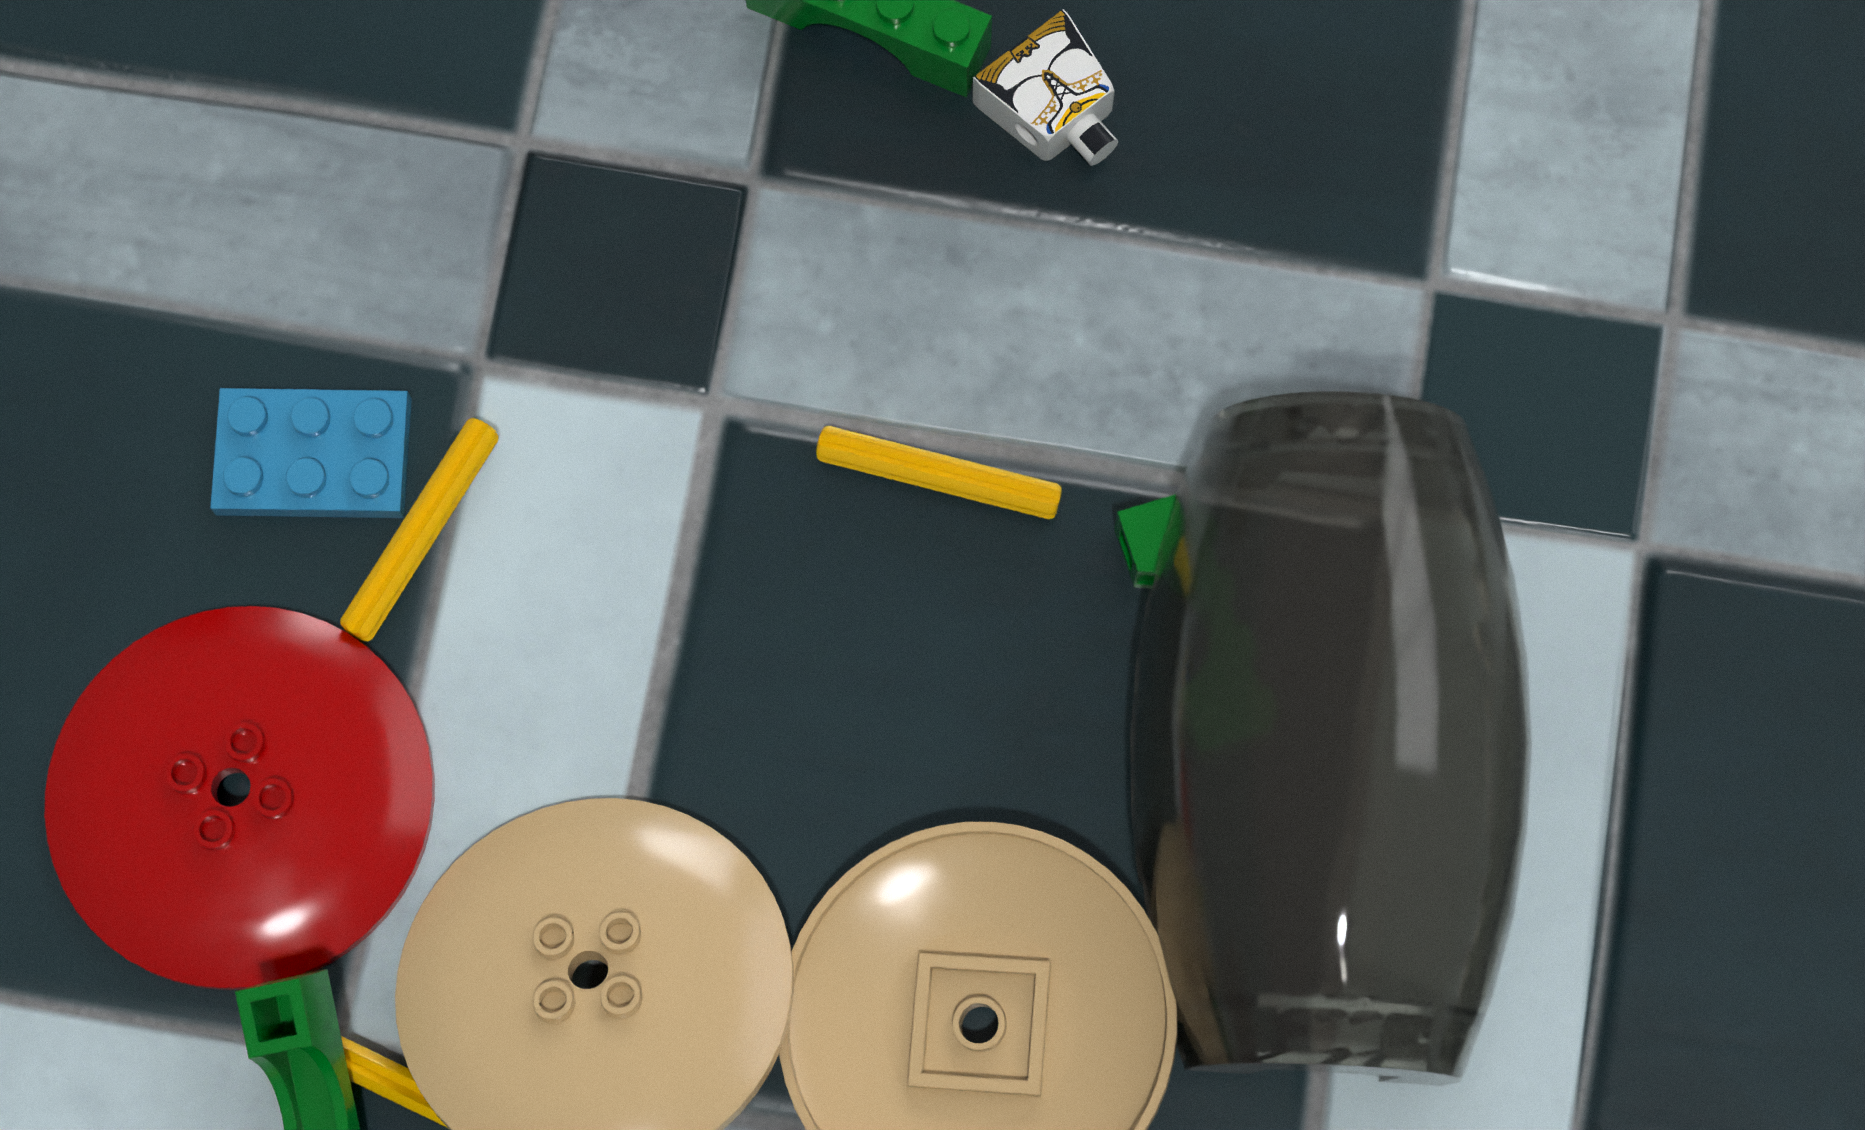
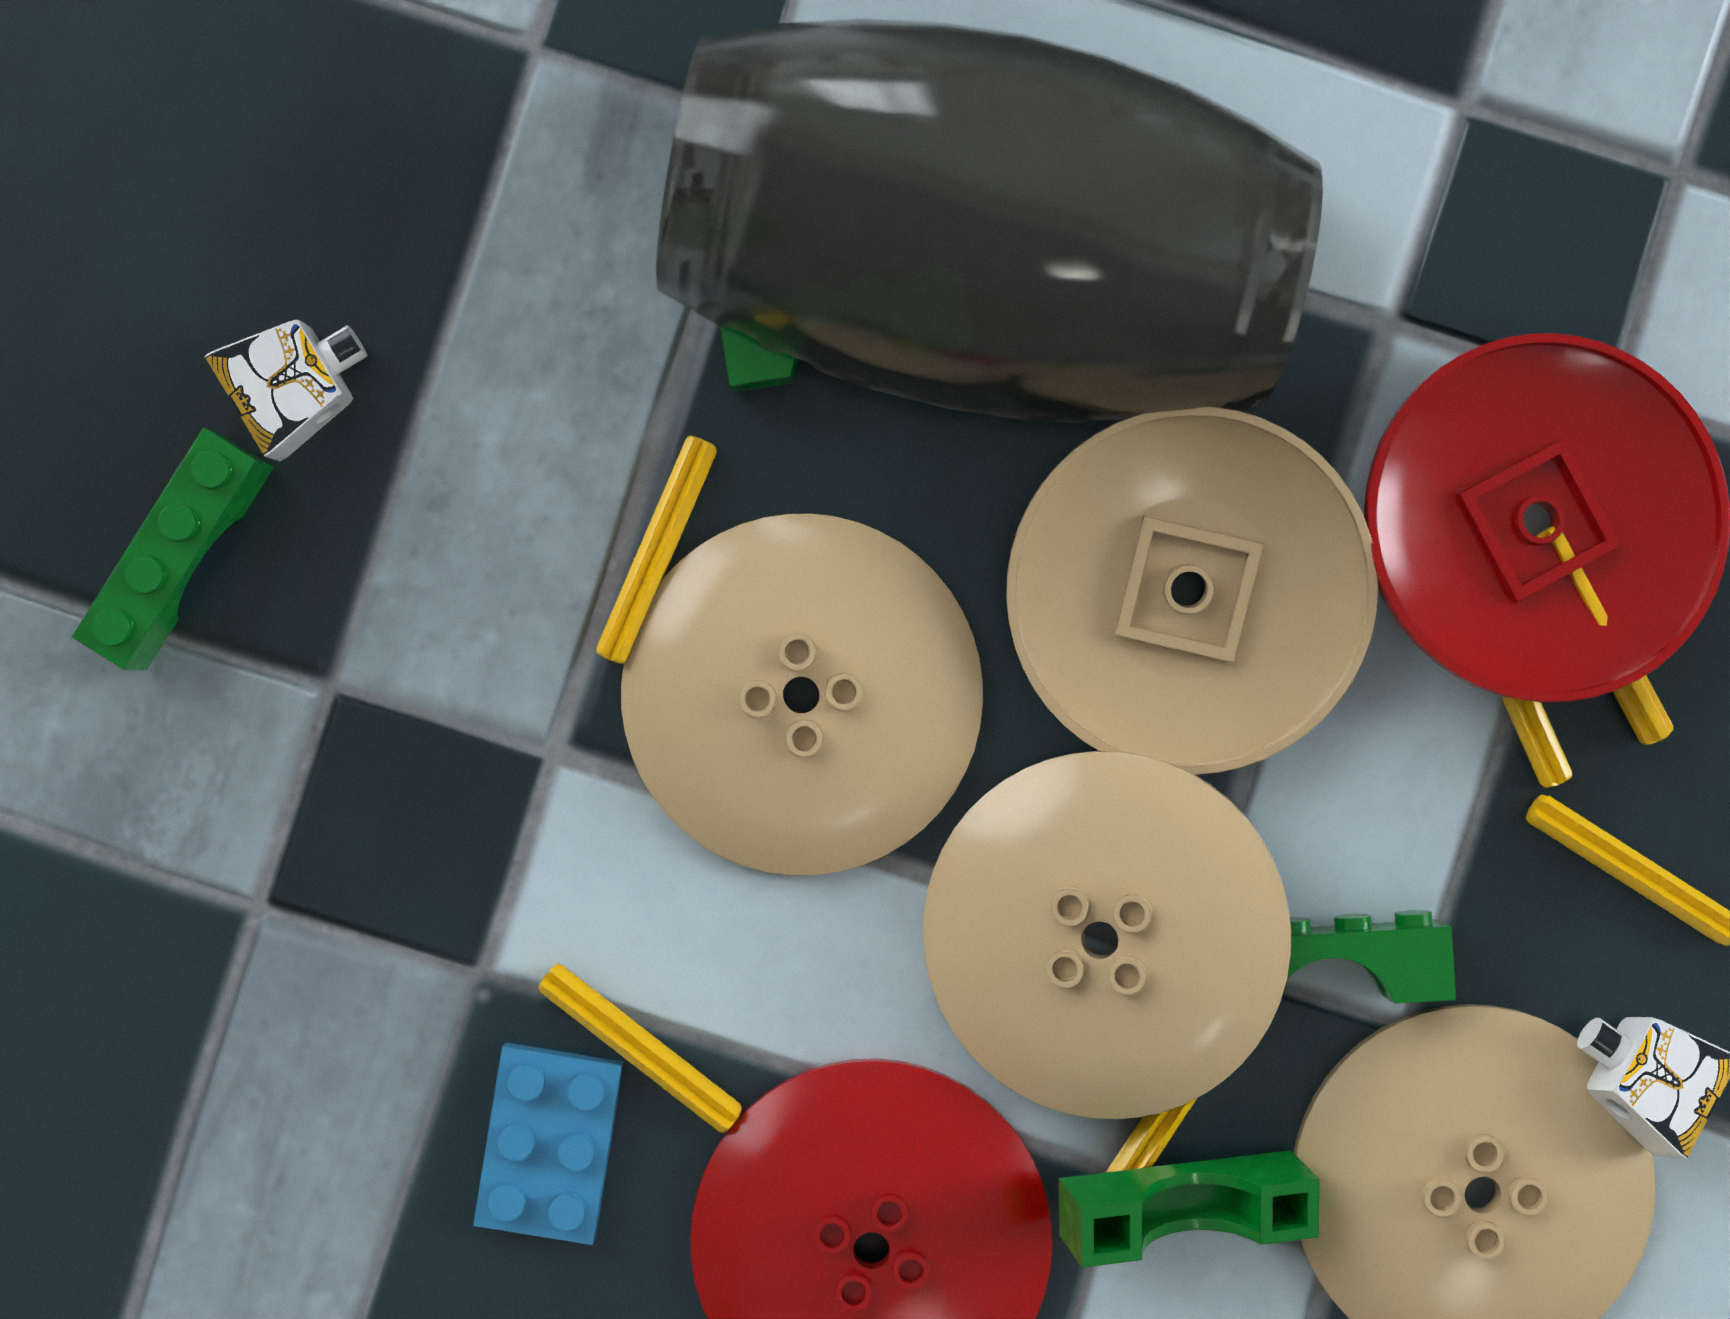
camera: 90 degrees left, 15 degrees up
(828, 729) = (890, 675): none -> tan dish

